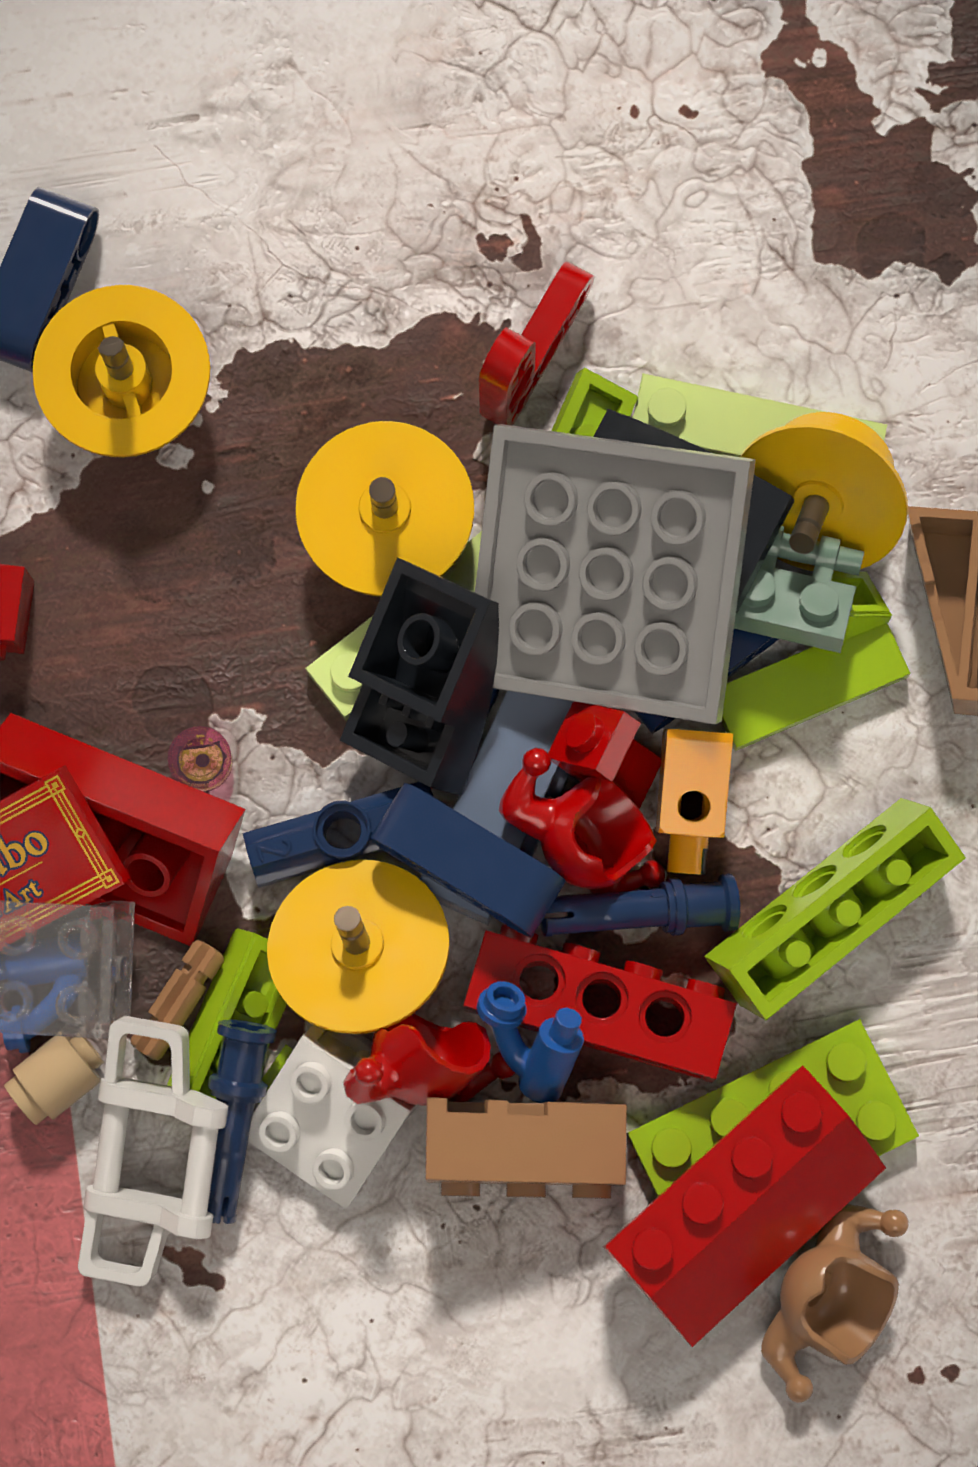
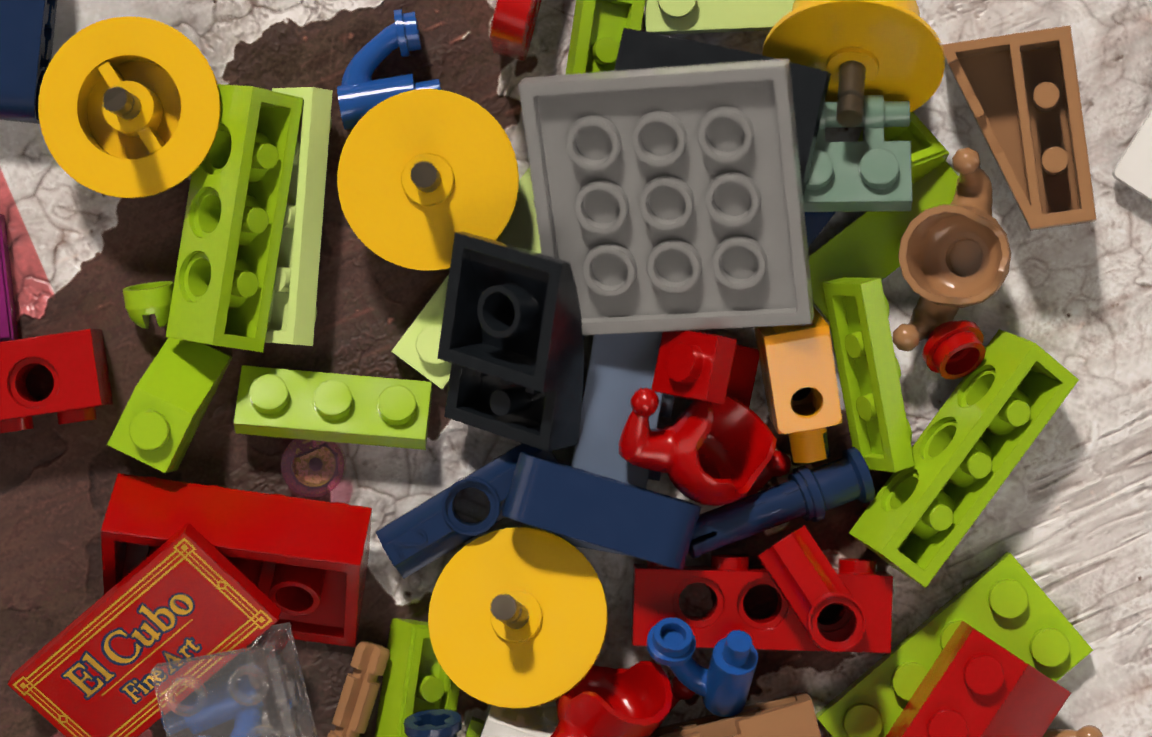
camera: 15 degrees left, 10 degrees up
(79, 661) = (169, 403): none -> lime slope
(88, 559) = (148, 299): none -> lime hinge
(191, 505) = (236, 222): none -> lime brick
(235, 707) = (333, 407): none -> lime plate
(246, 517) = (297, 270): none -> yellowish green plate
(342, 408) = (358, 90): none -> blue plant
(654, 989) = (810, 585): none -> red piece
(763, 802) = (869, 372): none -> lime plate
(852, 802) = (954, 349): none -> red plate
(870, 708) = (953, 253): none -> medium nougat piece

